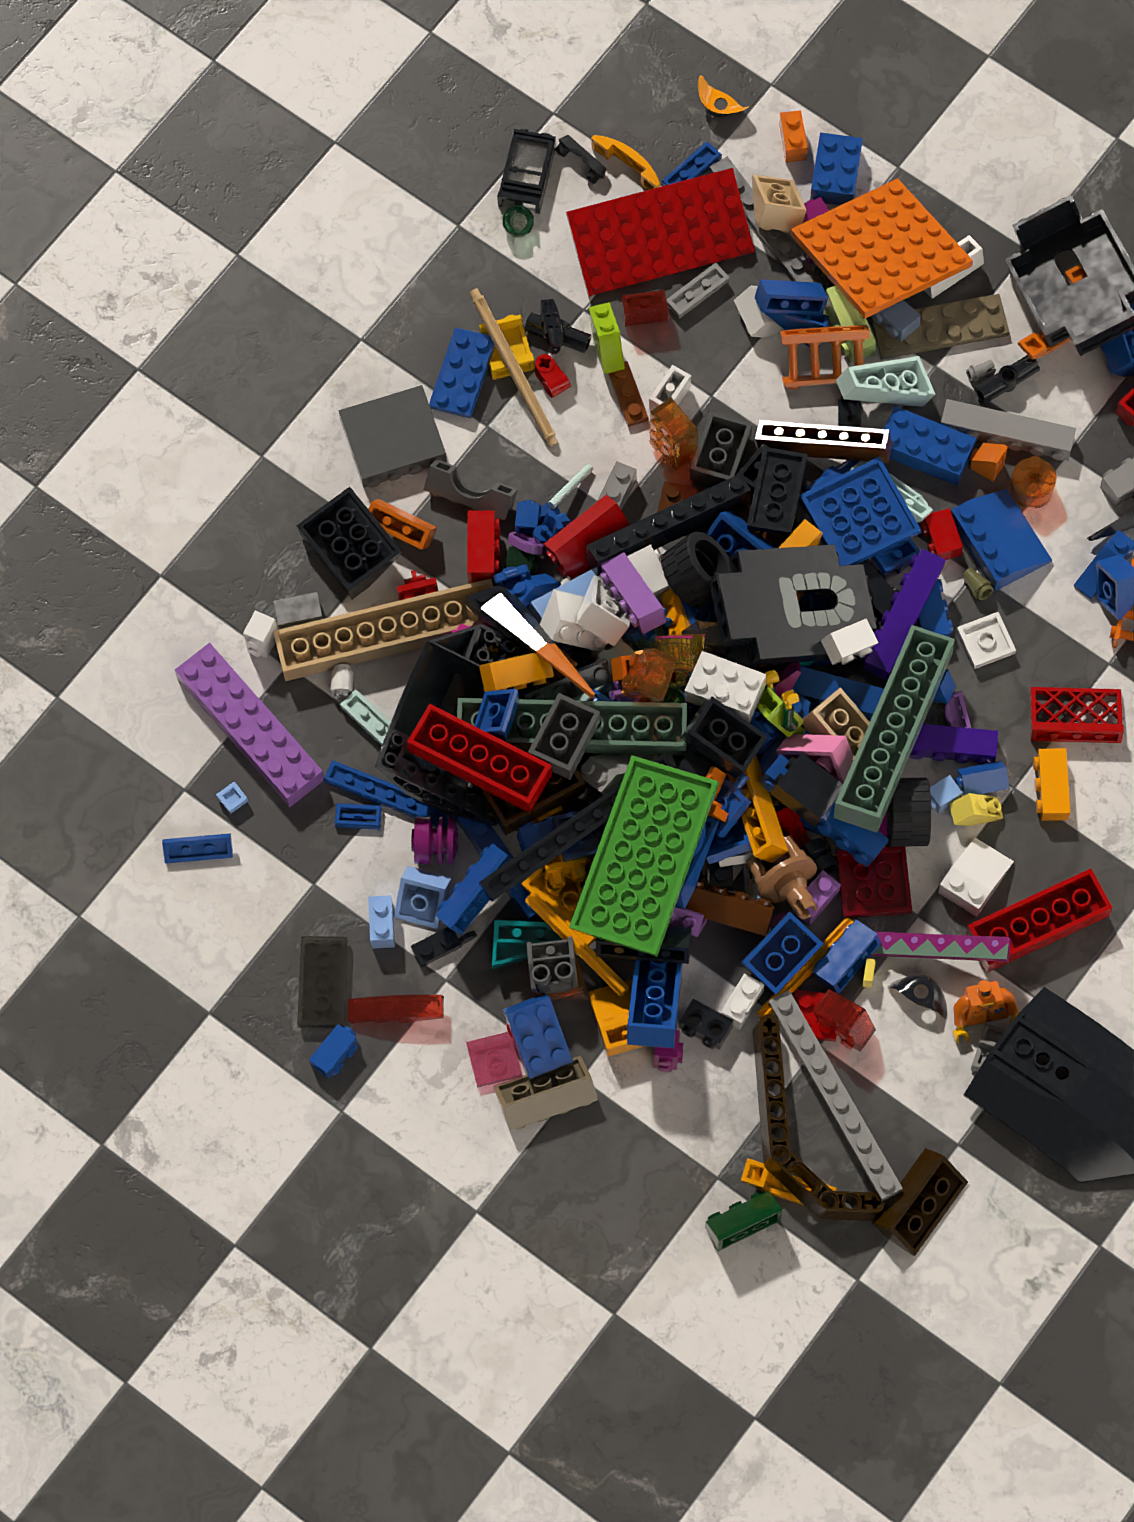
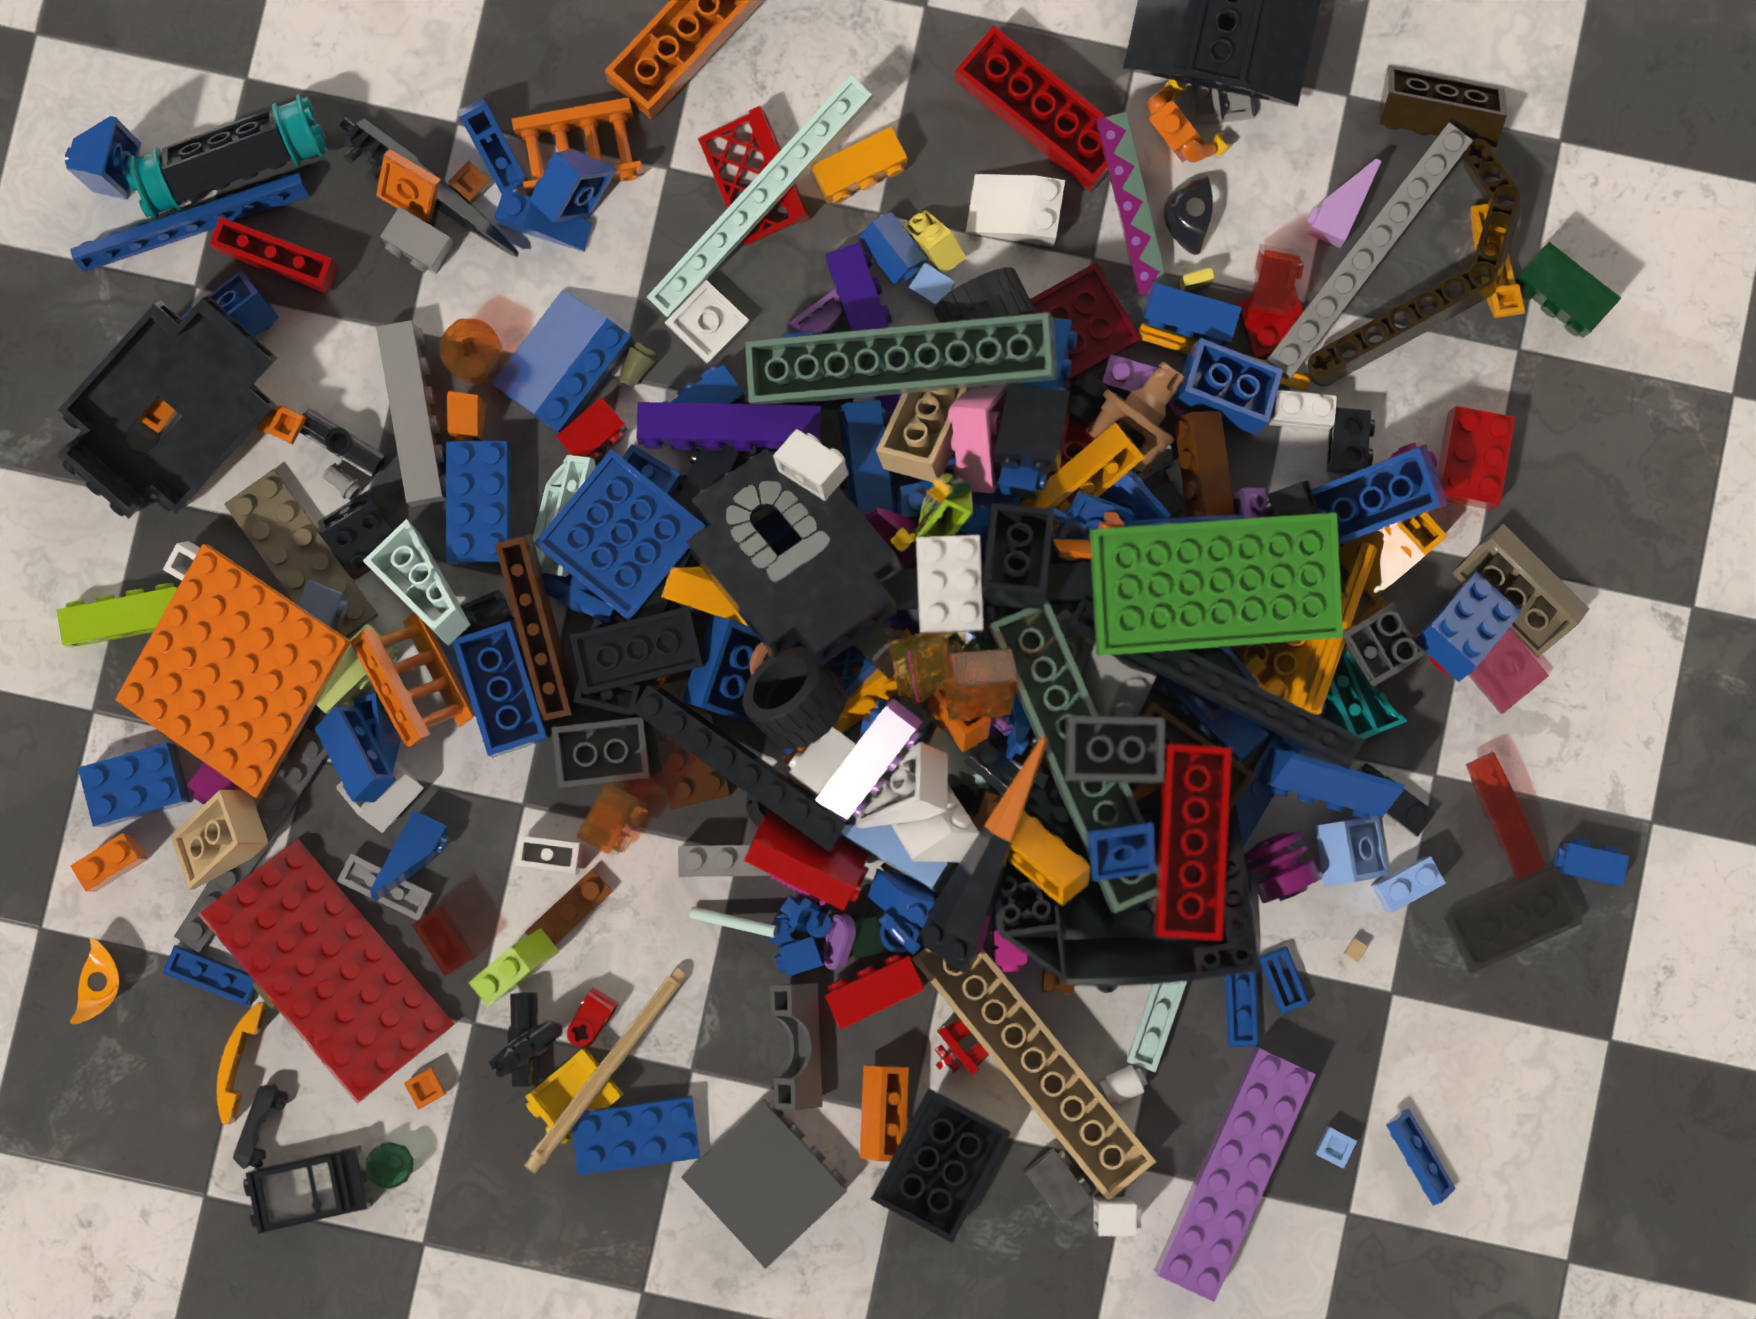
camera: 120 degrees left, 15 degrees up
(354, 871) = (1355, 950): none -> tan piece
(556, 262) = (425, 1088): none -> orange plate
(653, 1102) = (1475, 456): none -> red brick
(713, 313) = (412, 852): none -> blue slope
(792, 402) = (500, 689): none -> blue brick
(874, 1093) = (1339, 210): none -> lavender slope
(944, 363) = (355, 532): none -> black bracket
(953, 197) = (113, 617): none -> lime brick
(1057, 704) = (760, 196): none -> light aqua plate

